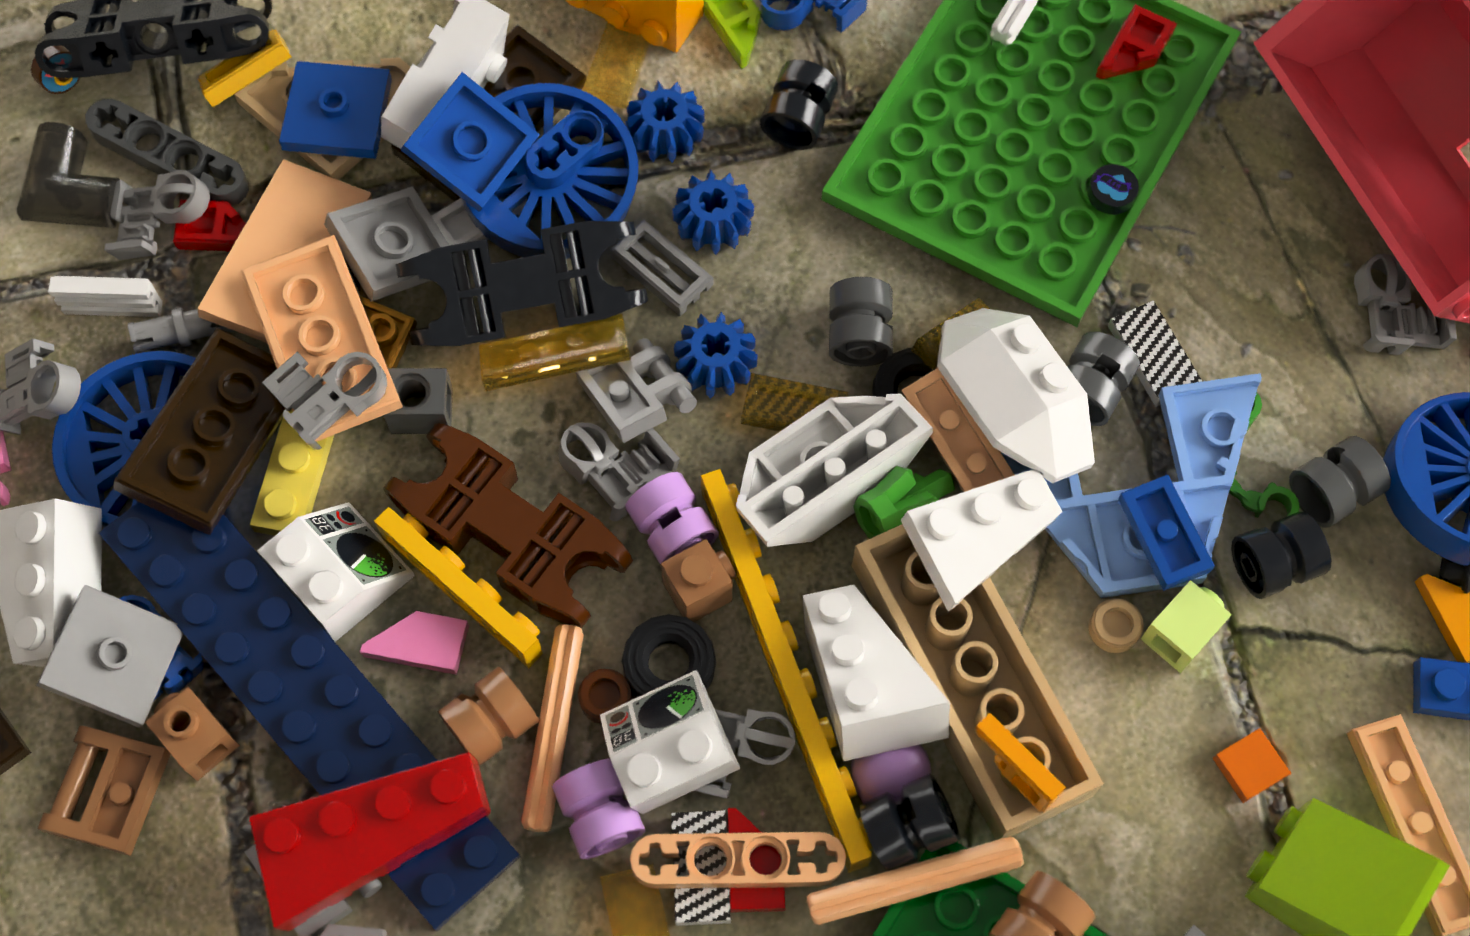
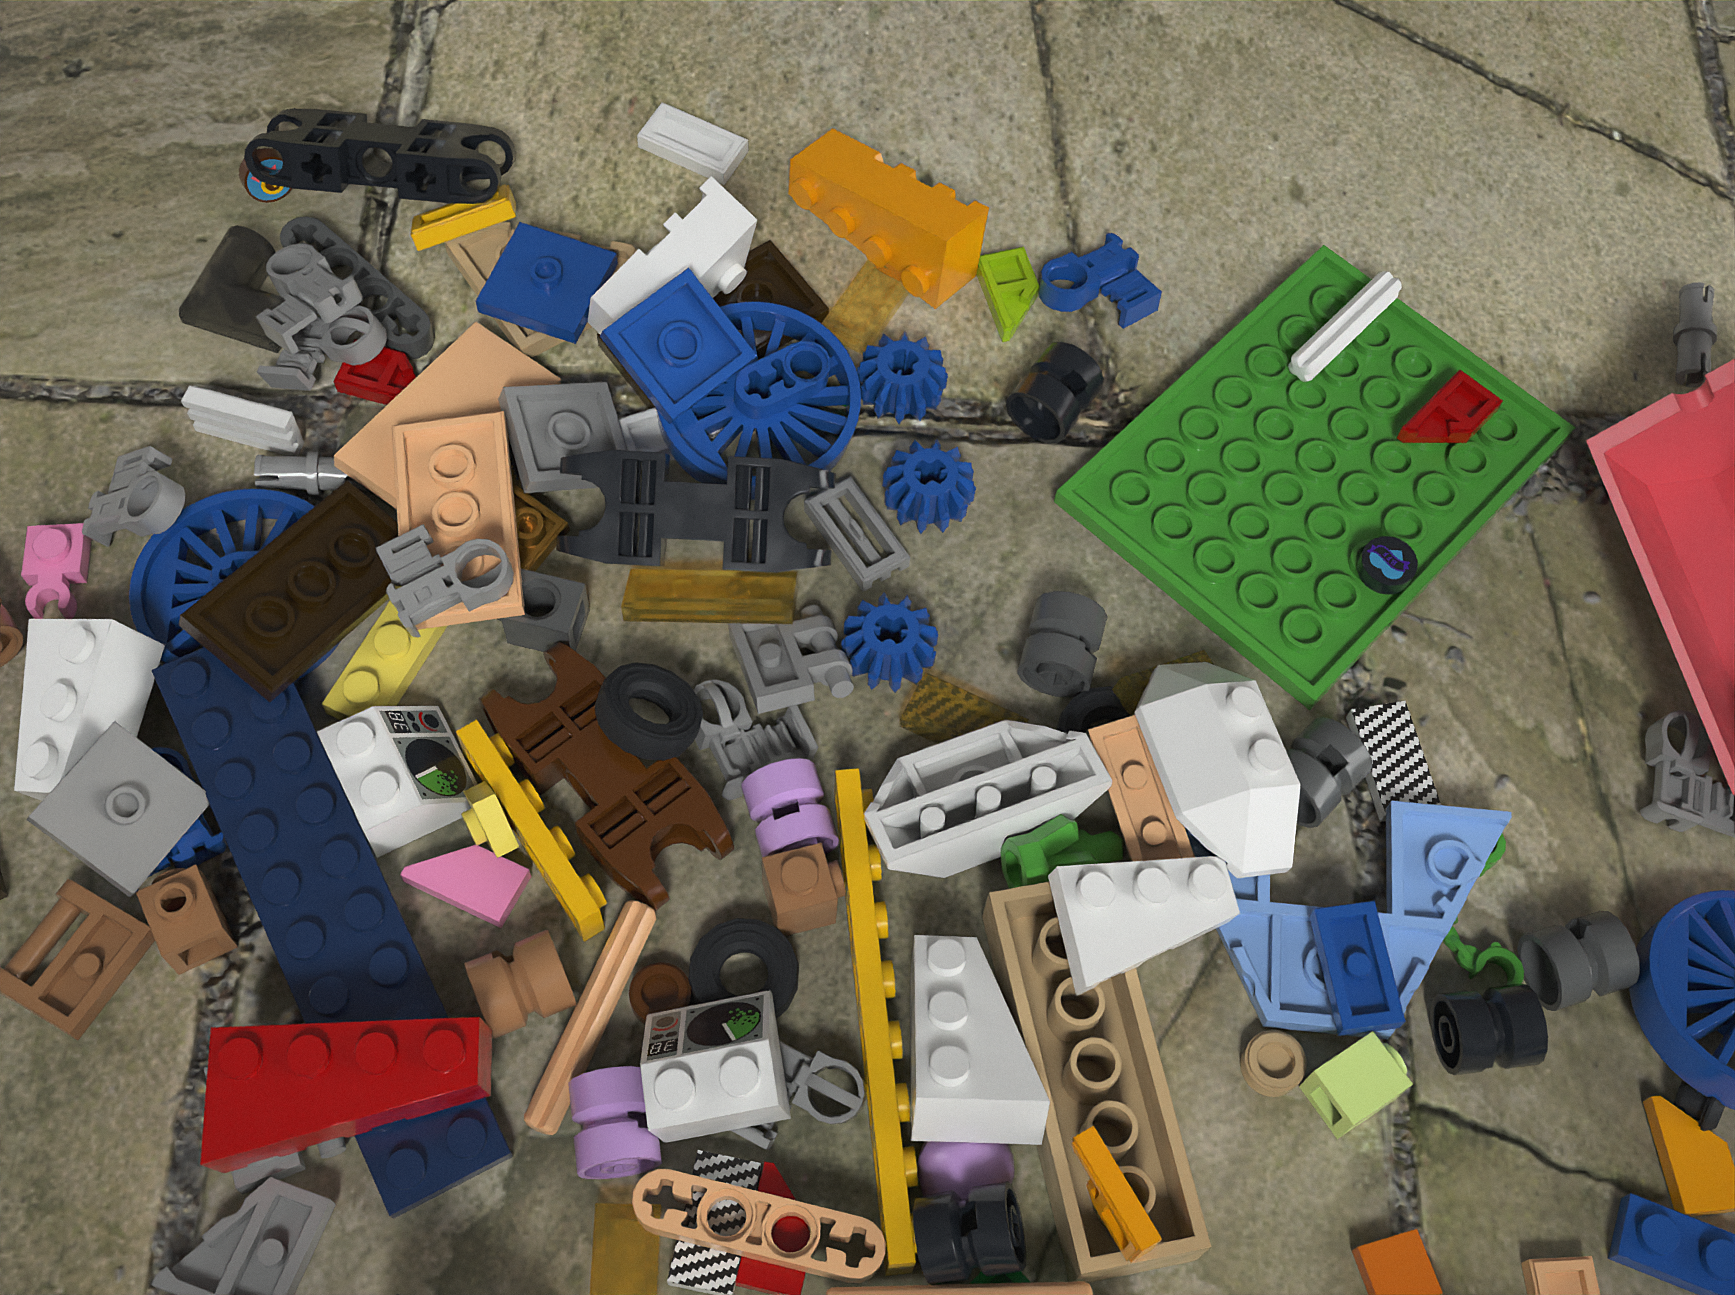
camera: 10 degrees right, 5 degrees down
(128, 169) = (305, 293): none -> light grey piece
(421, 588) = (487, 820): none -> light yellow plate
(526, 485) = (637, 734): none -> black tyre

